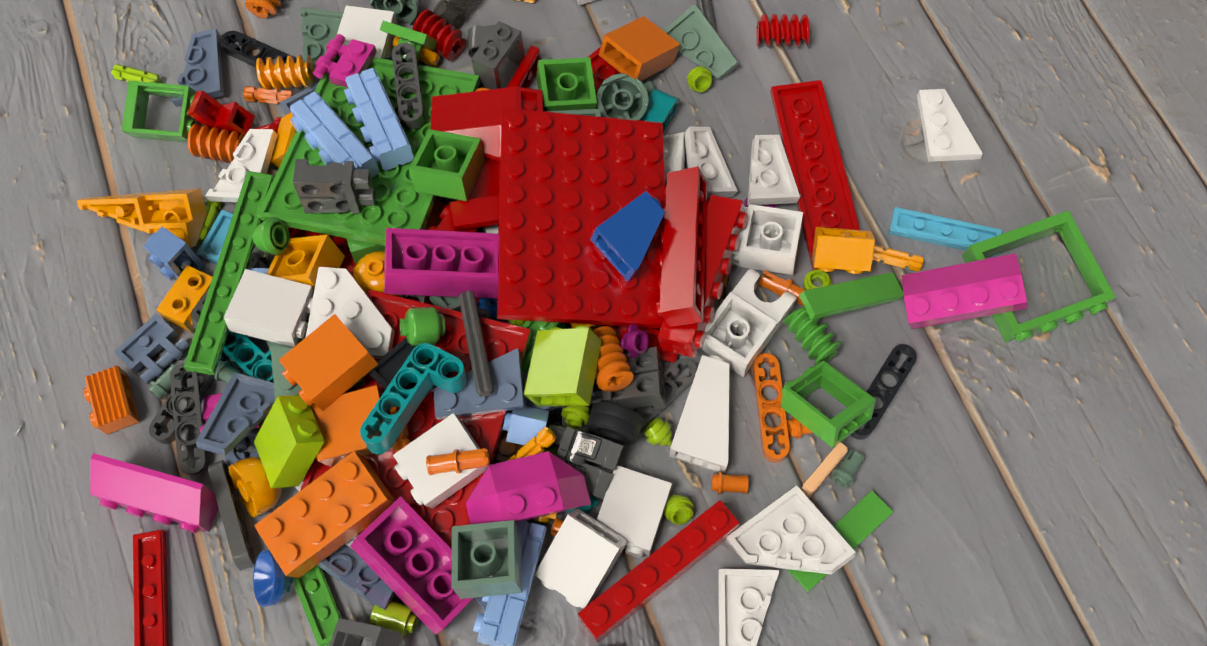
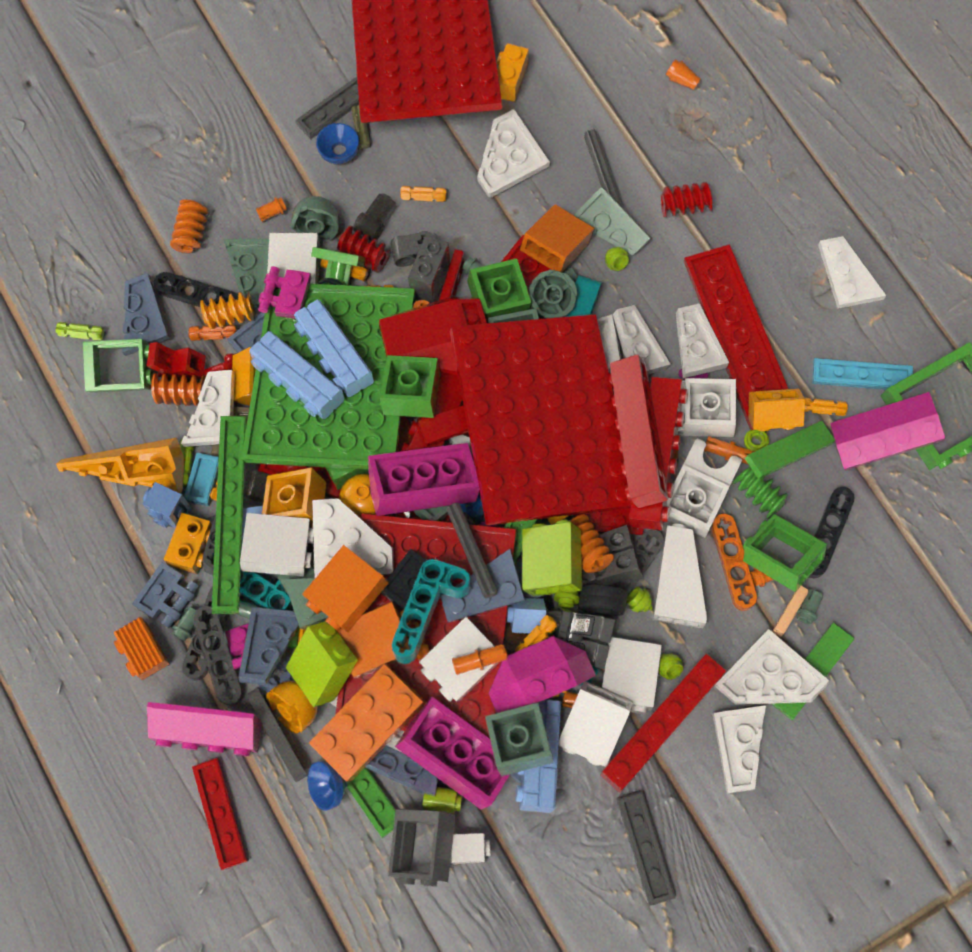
camera: 10 degrees left, 5 degrees up
(271, 236) = (259, 476): bright green cone -> none
(333, 187) = (311, 424): dark grey hips -> none
(408, 85) = (351, 309): dark grey beam -> none
(422, 326) = (421, 542): bright green head -> none
(629, 233) = (590, 430): blue slope -> none
(635, 341) = (608, 524): magenta plate -> none
(729, 483) = (709, 636): orange pin -> none

